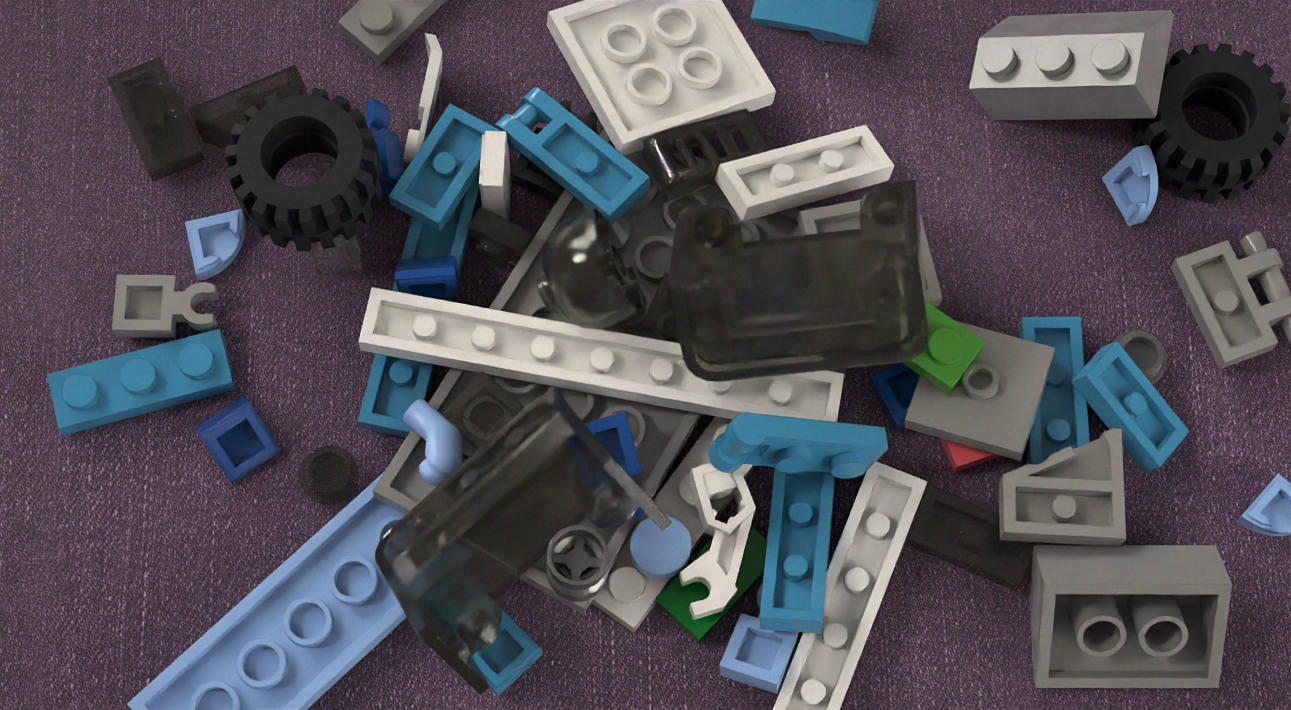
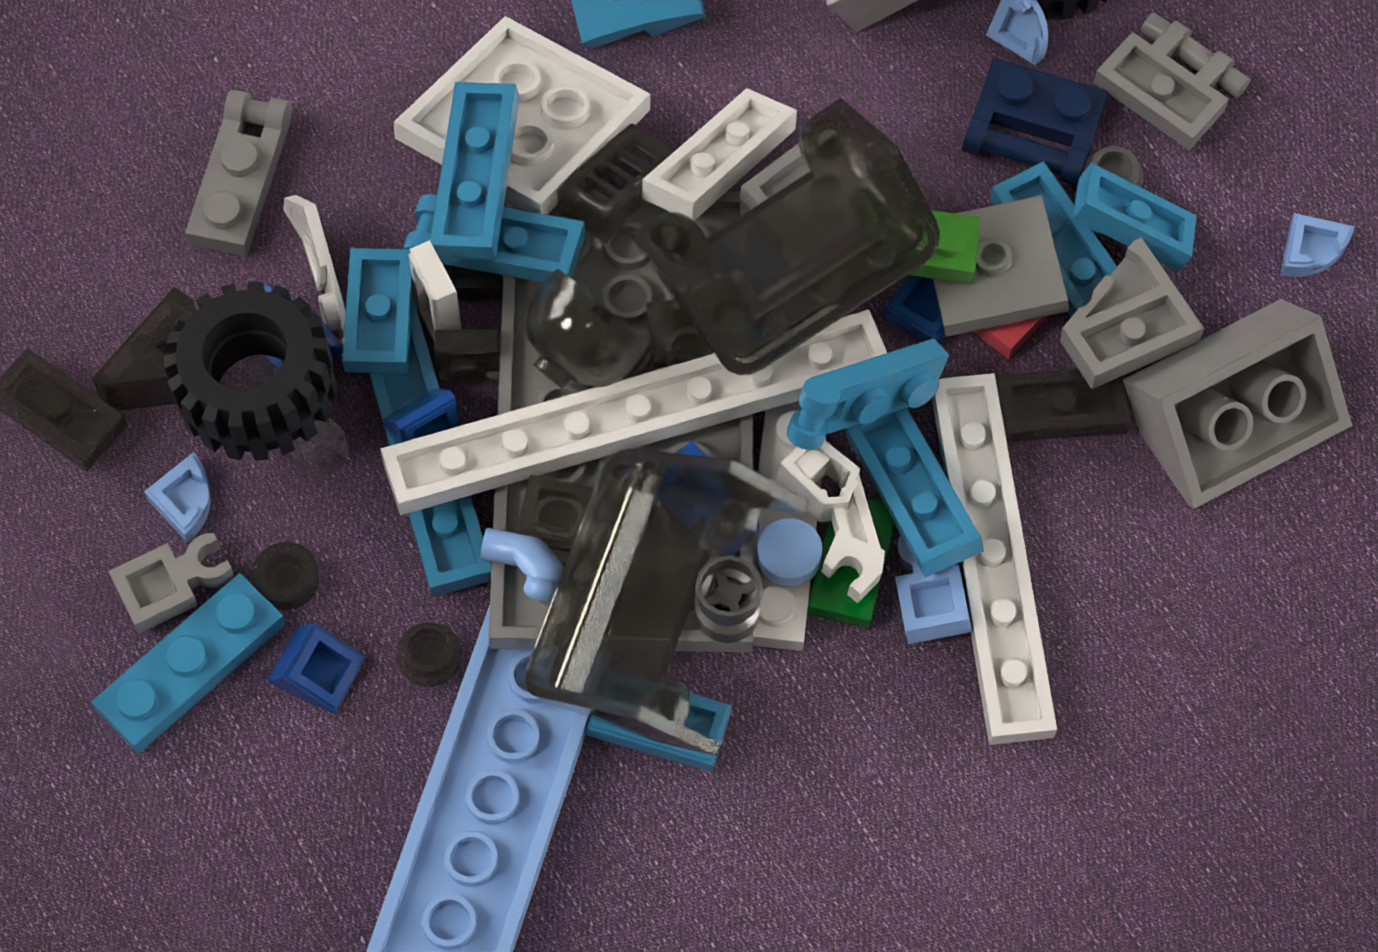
camera: 30 degrees left, 5 degrees down
(256, 349) = (286, 575): none -> clear smoke tile
(582, 88) = (475, 170): none -> dark azure plate
(1109, 264) = (1038, 107): none -> dark blue plate

